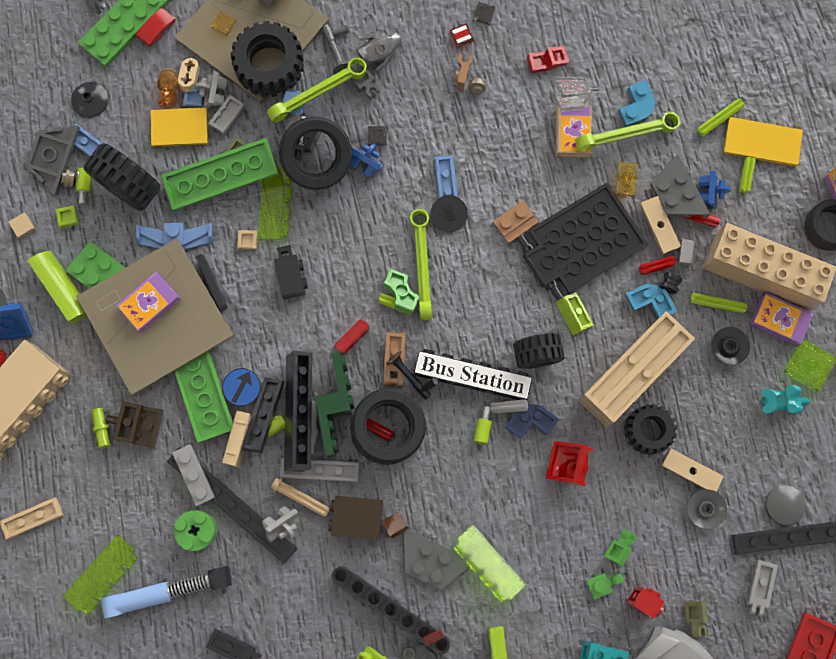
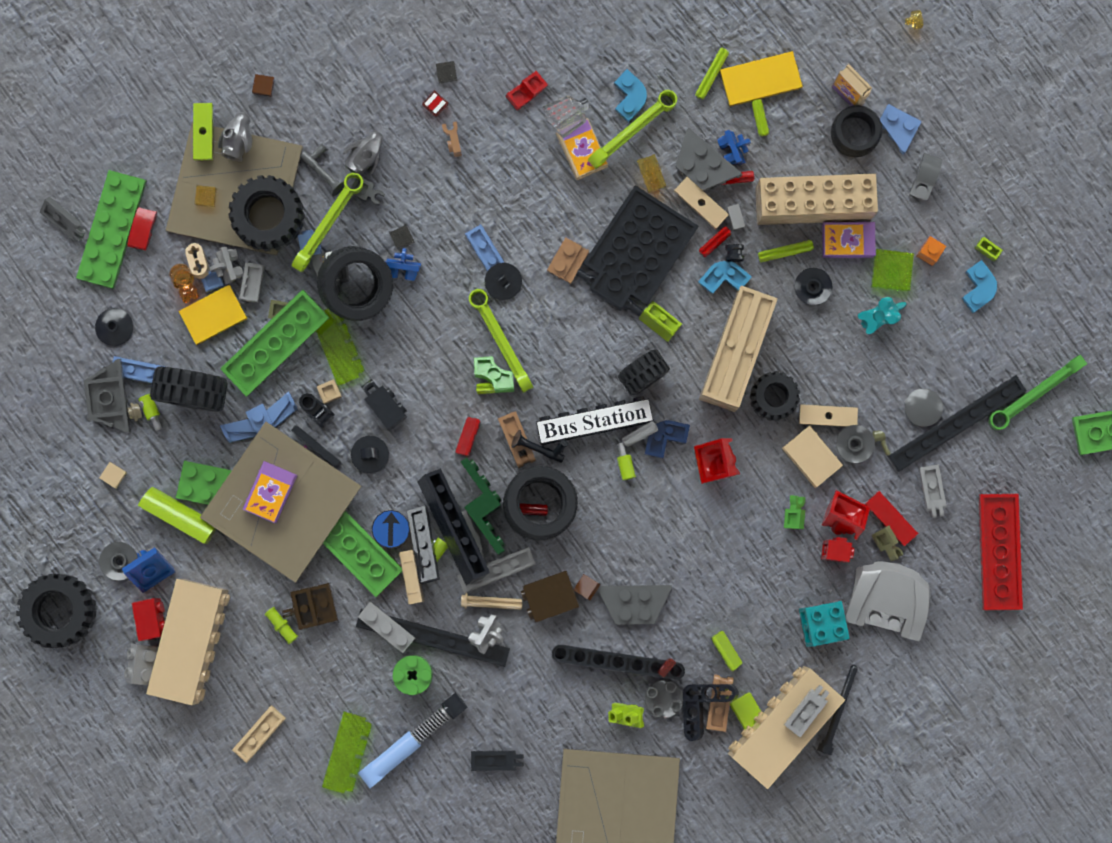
camera: 25 degrees left, 5 degrees up
(67, 216) = (150, 447): lime tile -> none
(227, 252) = (316, 410): none -> black piece
(256, 312) = (370, 454): none -> black tile
(477, 86) = (473, 147): dark tan plate -> none
(495, 568) = (685, 579): clear neon green windscreen -> none
(601, 585) = (792, 554): bright green plate -> none
(660, 502) = (812, 456): none -> tan piece
(668, 572) = (846, 515): none -> red brick
(709, 592) = (889, 516): none -> red tile
(733, 513) = (880, 436): none -> olive hand

